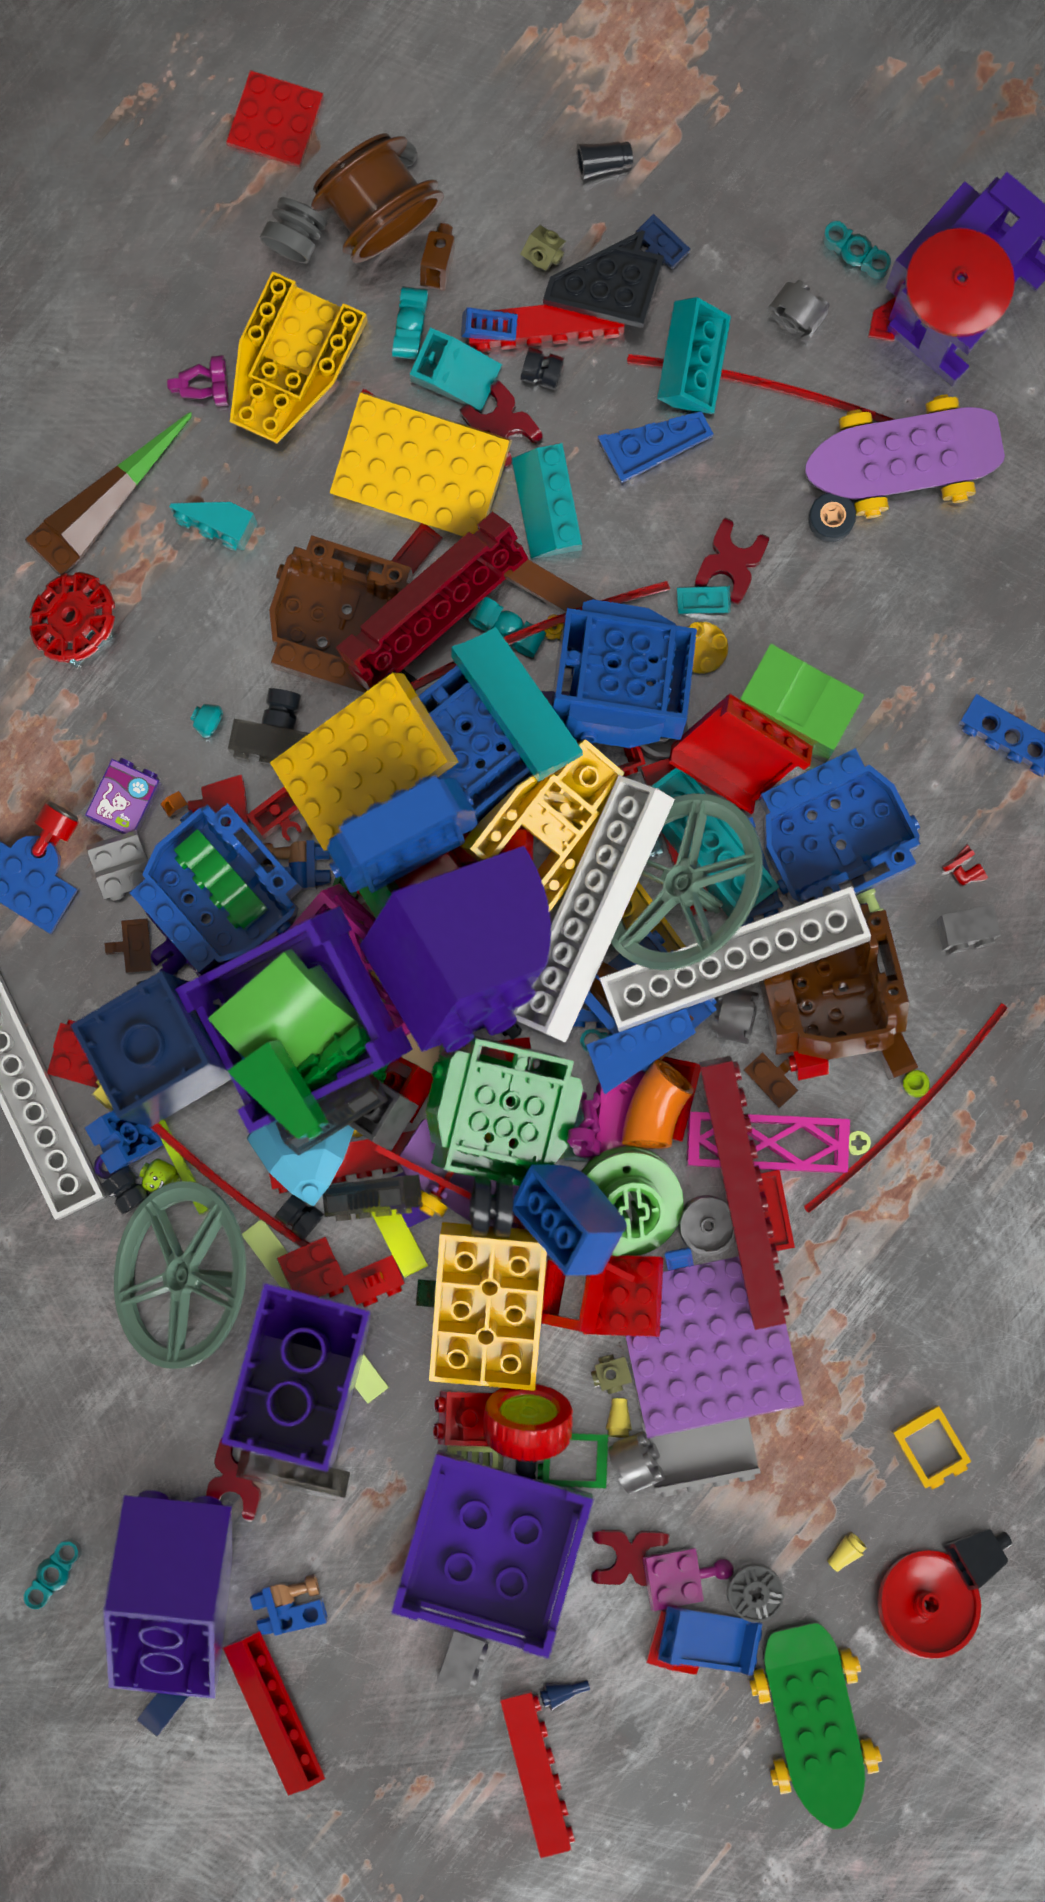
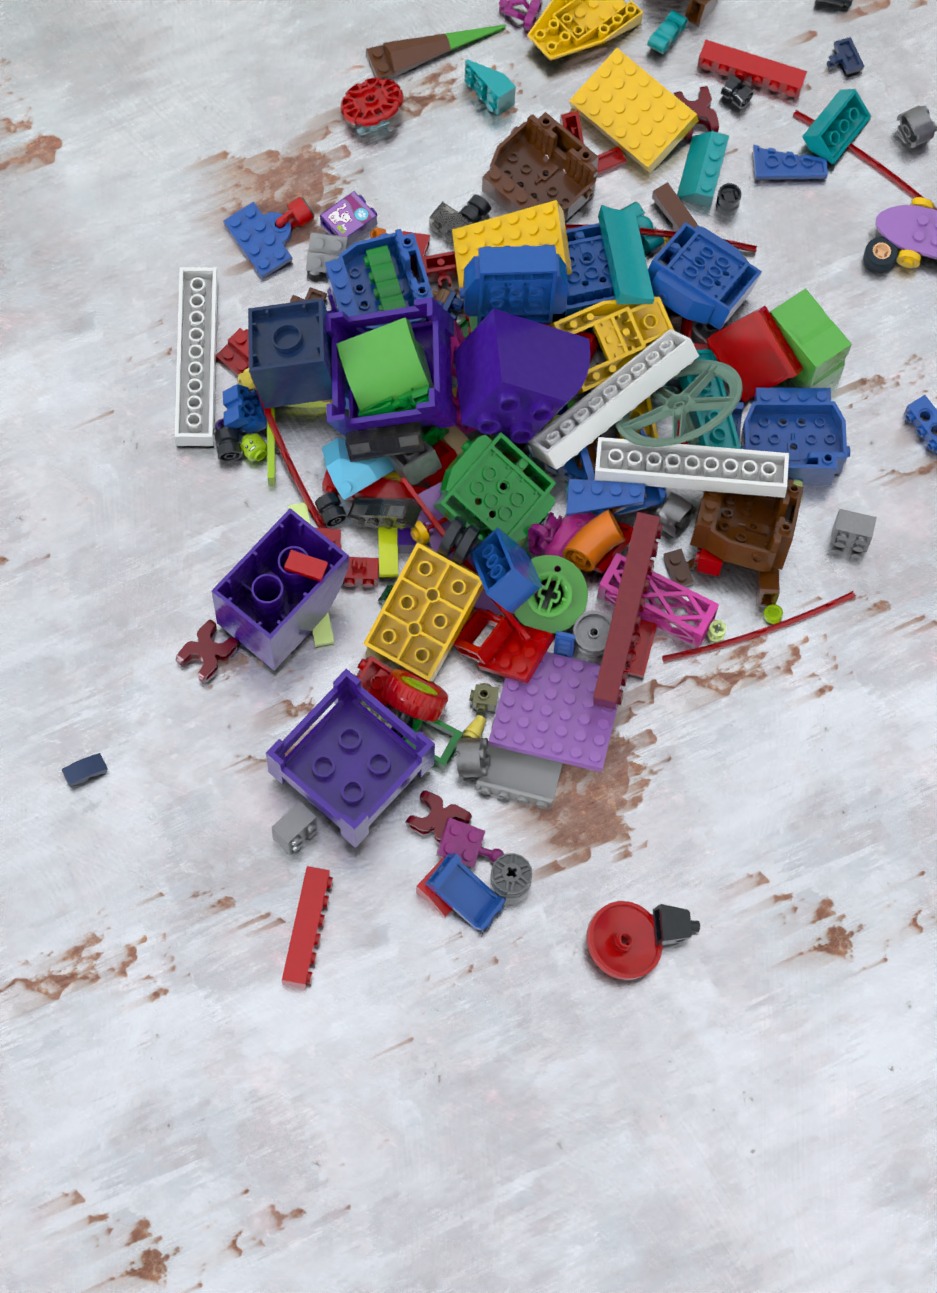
camera: 20 degrees right, 15 degrees down
(47, 1586) = (62, 647): teal piece -> none
(168, 1595) = (124, 689): dark purple slope -> none
(180, 1276) = (237, 501): sand green wheel -> none
(206, 719) = (425, 197): teal cone -> none
(274, 1713) = (153, 805): red brick -> none
(280, 1089) = (360, 401): green slope -> none
(282, 1608) = (194, 748): blue hips -> none
(293, 1476) = (244, 659): clear smoke brick -> none
(324, 1353) = (306, 565): none -> red tile
(352, 529) = (572, 123): none -> red slope
(433, 601) = (604, 179): dark red brick -> none
(454, 370) = (681, 68): teal slope -> none
(479, 333) = (709, 52): blue slope -> none
(543, 248) = (772, 25): olive brick -> none
(557, 1694) = (346, 884): dark blue cone -> none
(601, 533) = (728, 199): none -> black wheel
(609, 284) = (803, 60): black wing -> none
(703, 599) = (775, 265): teal plate -> none
(710, 647) = (762, 294): yellow dish -> none
(732, 561) = (803, 252): dark red piece -> none
(816, 1722) = (510, 979): green piece -> none
(847, 1551) = (585, 884): light yellow cone -> none
(931, 1447) = (674, 842): window -> none
(964, 877) = (873, 505): red piece -> none

